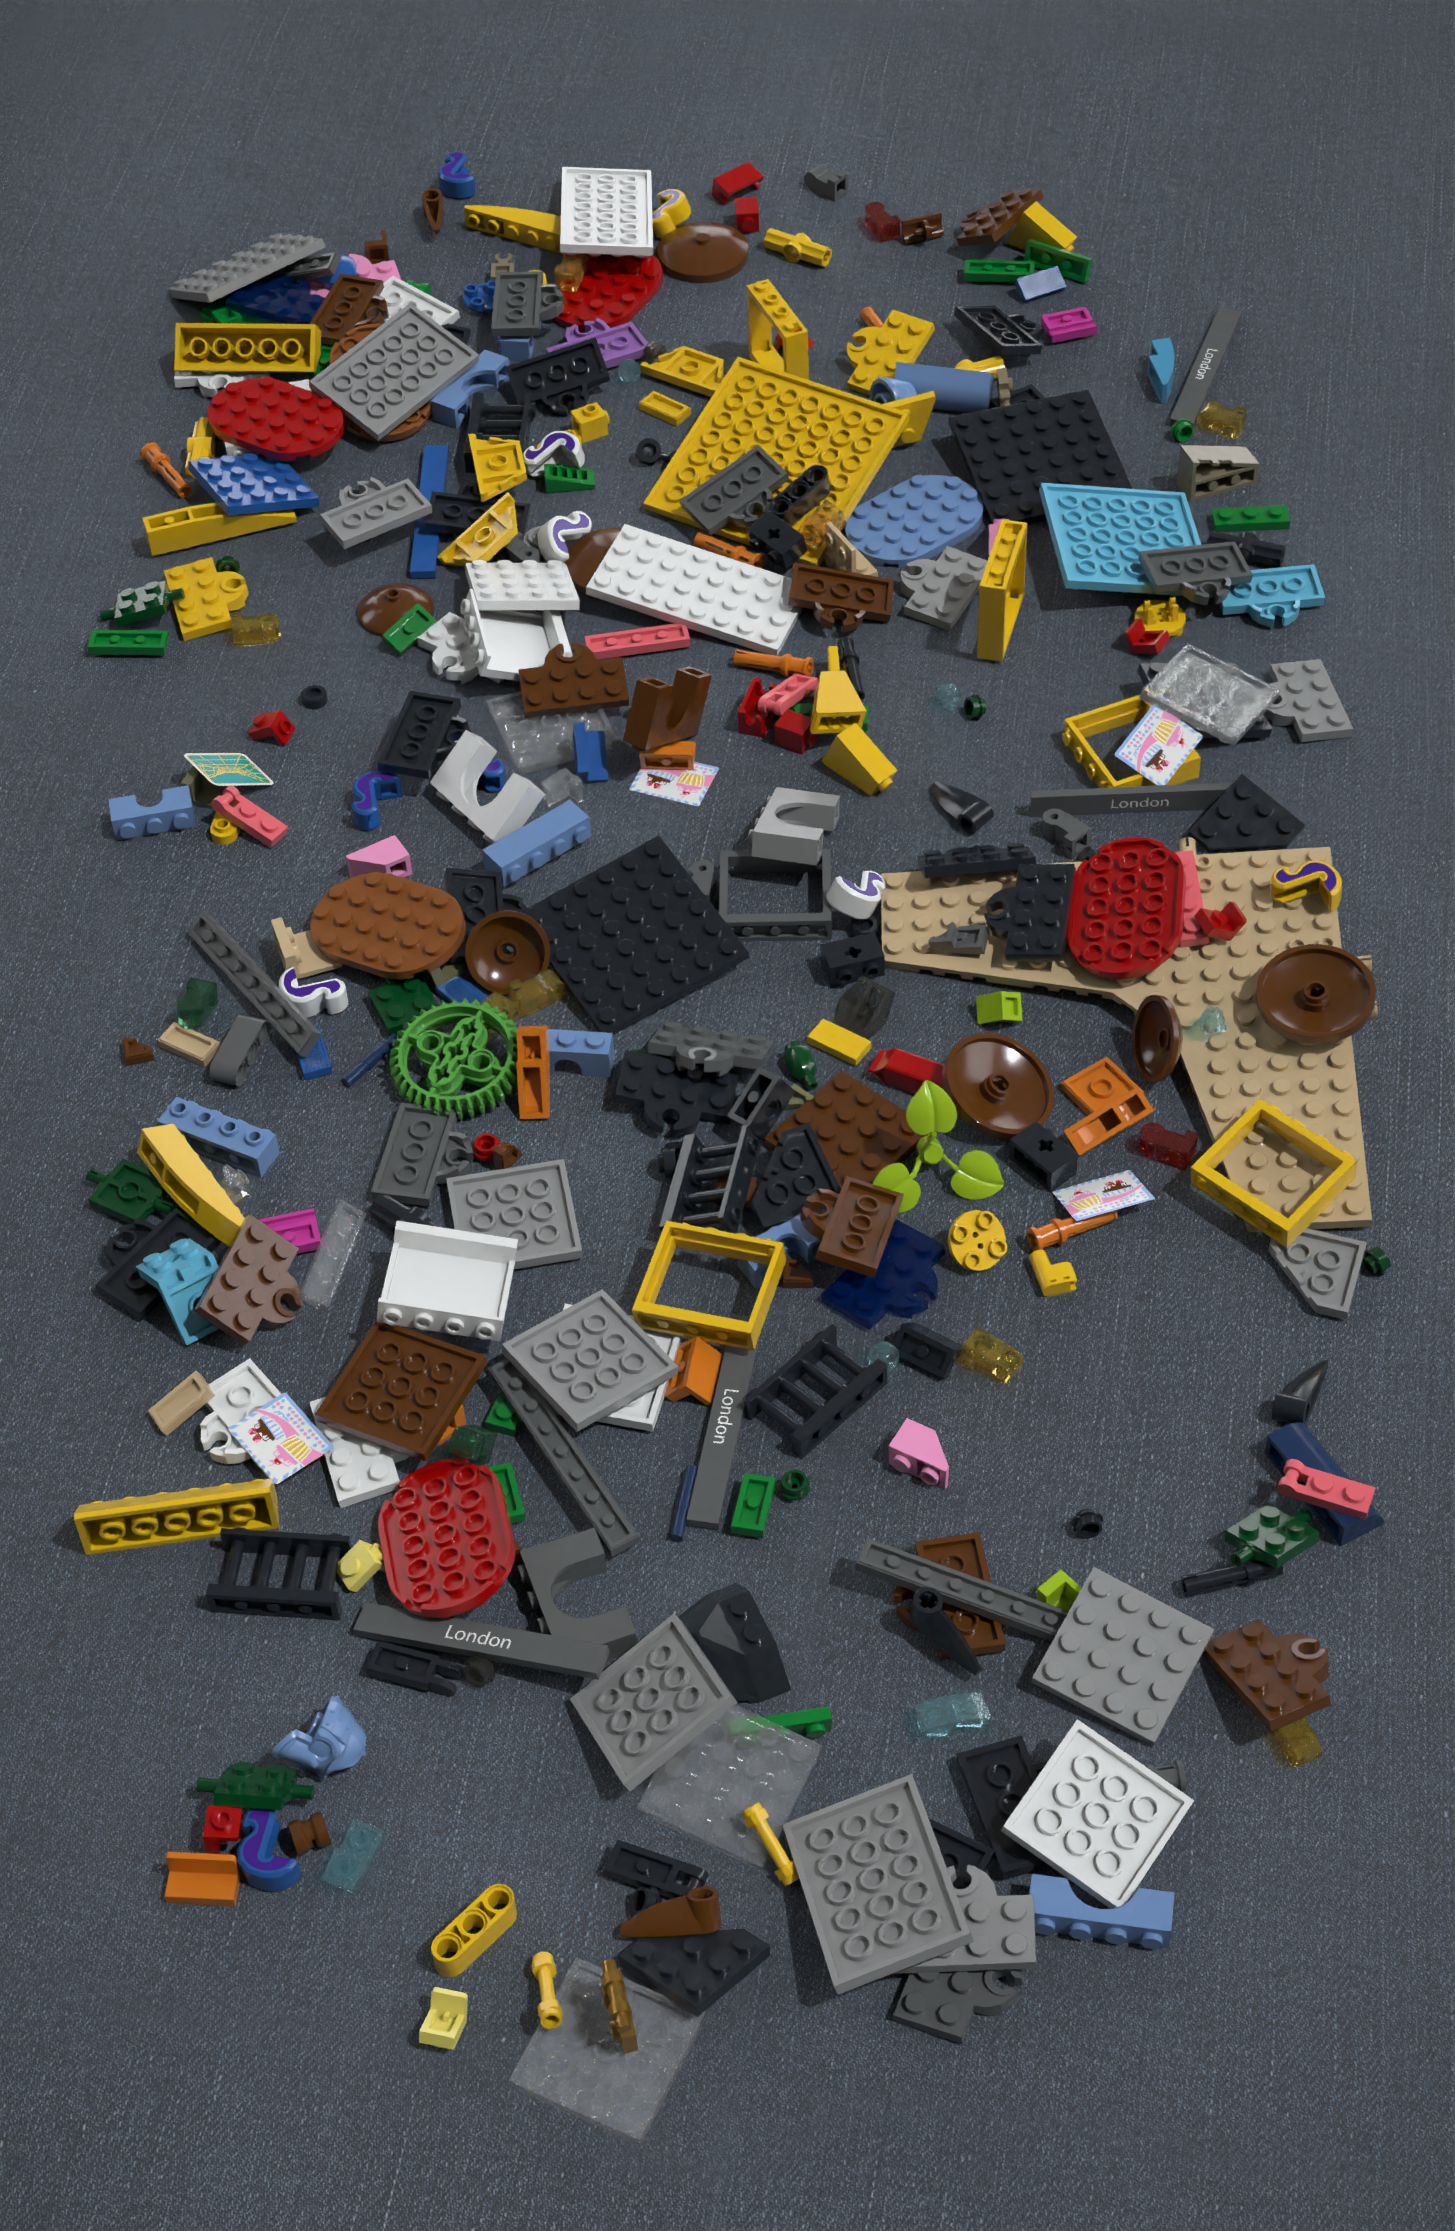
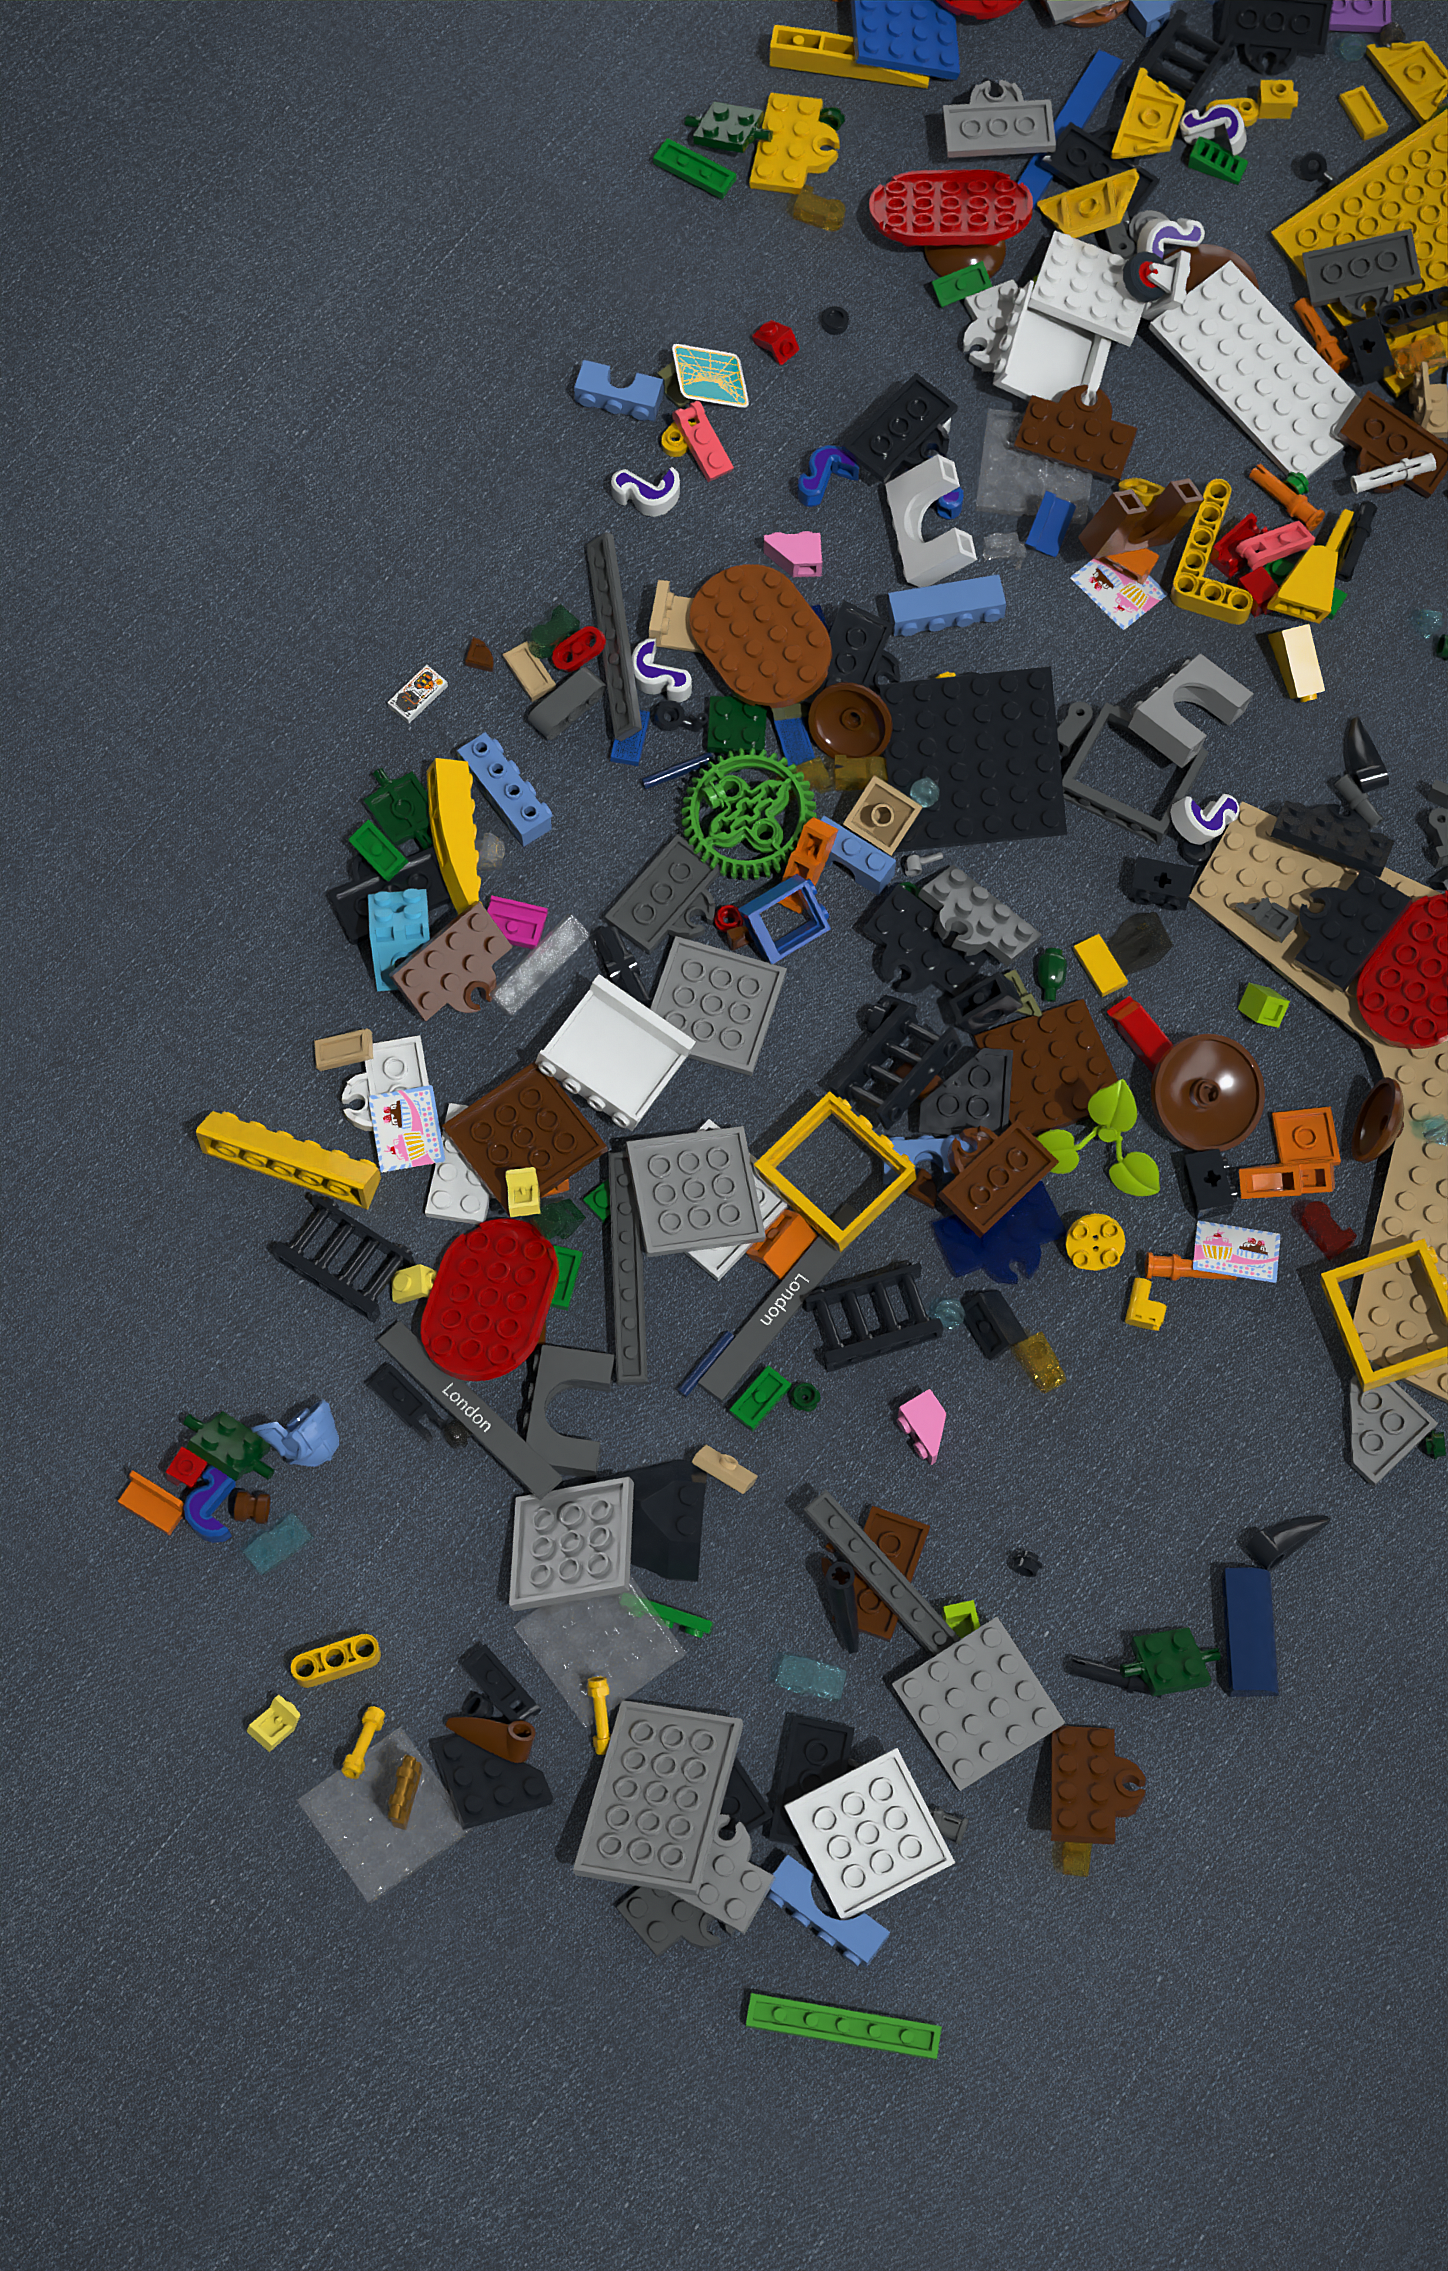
camera: 25 degrees right, 20 degrees up
(93, 1103) = (417, 694): none -> tile
(126, 1226) = (378, 850): none -> green plate
(219, 875) = (646, 497): none -> white animal
(225, 1004) = (579, 647): none -> red plate
(341, 1020) = (679, 718): none -> black plate
(367, 580) = (950, 207): none -> red plate
(418, 1050) = (714, 795): none -> bright green plate
(427, 1423) = (523, 1192): none -> light yellow bracket
(522, 1136) = (777, 950): none -> blue window
(576, 556) = (1157, 281): none -> plate
(579, 1003) = (882, 815): none -> tan slope
(606, 972) = (925, 792): none -> clear light blue plate
(629, 1038) = (914, 863): none -> light grey hand
(638, 641) = (1171, 404): coral plate -> none
(744, 752) = (1199, 555): none -> yellow beam
(757, 1576) = (725, 1469): none -> tan plate
(776, 648) = (1297, 483): none -> green plate
(859, 602) = (1423, 464): none -> white pin
(974, 835) = (1358, 801): none -> dark grey pin
(1183, 2008) = (843, 2026): none -> bright green plate
(1326, 1490) = (1239, 1649): coral plate -> none

